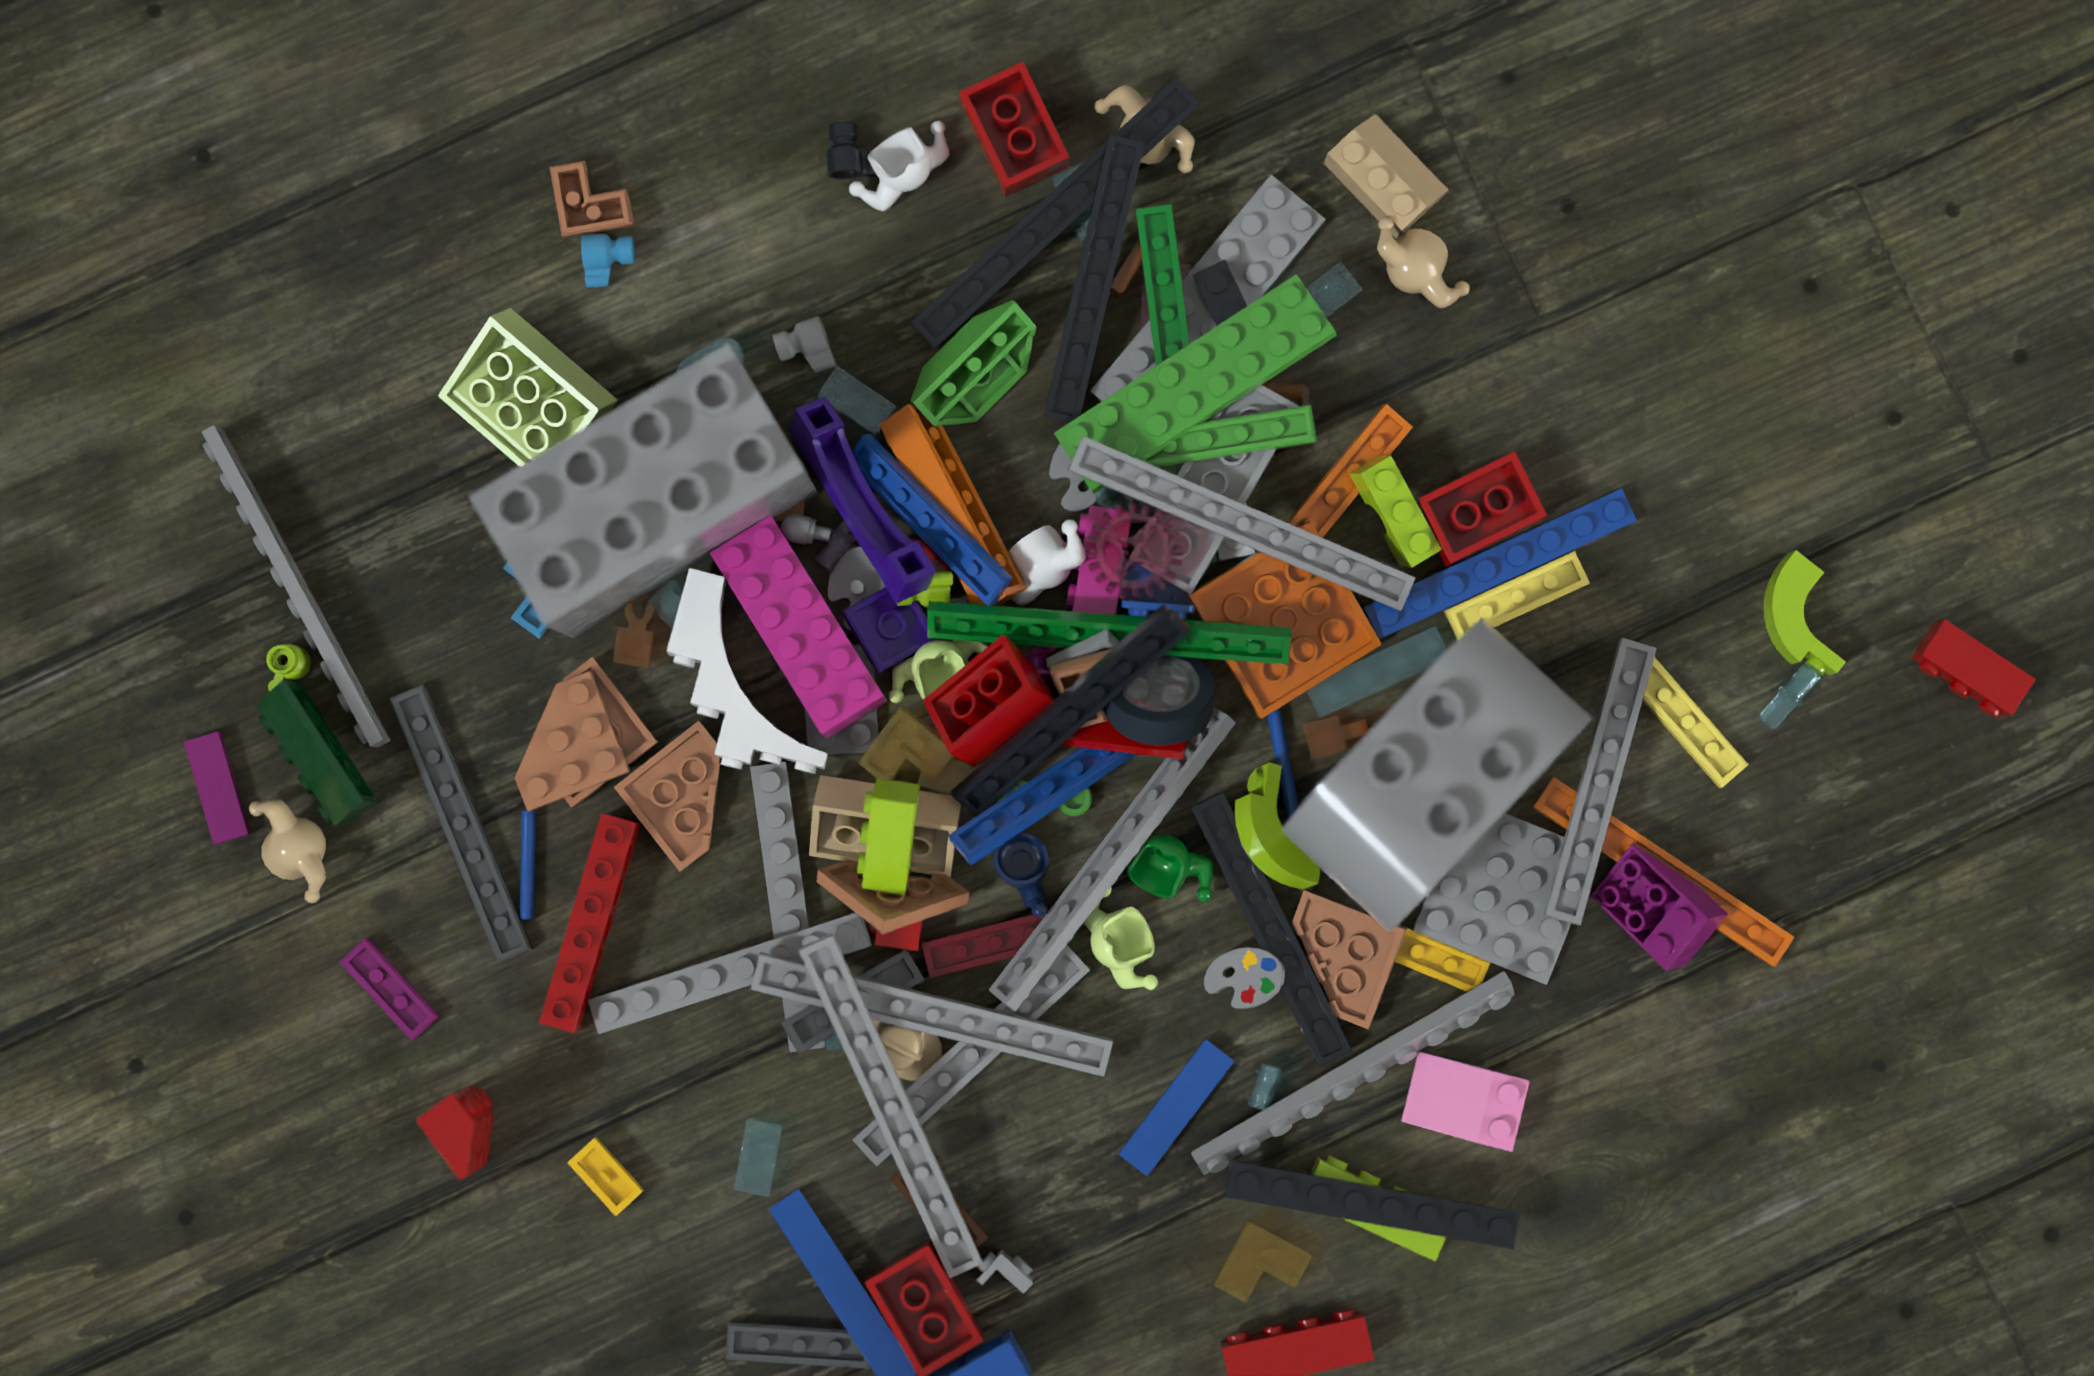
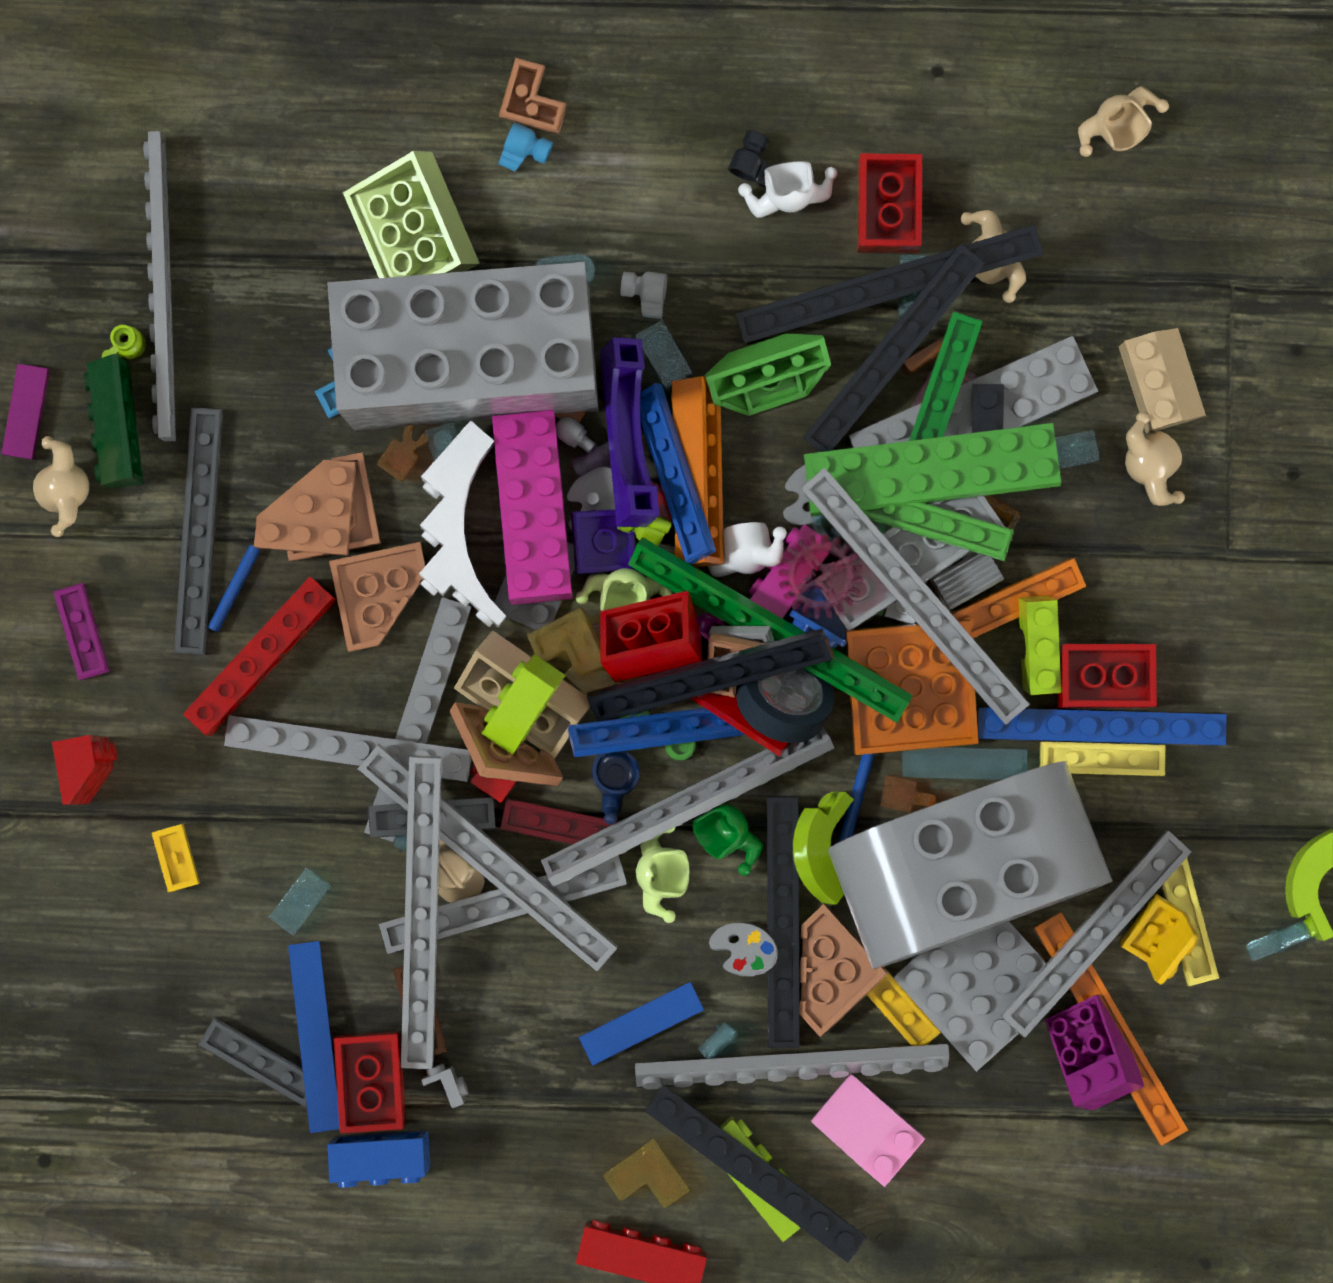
camera: 30 degrees right, 0 degrees up
(1285, 480) = (966, 579): none -> light grey brick
(1669, 752) = (1161, 938): none -> yellow bracket

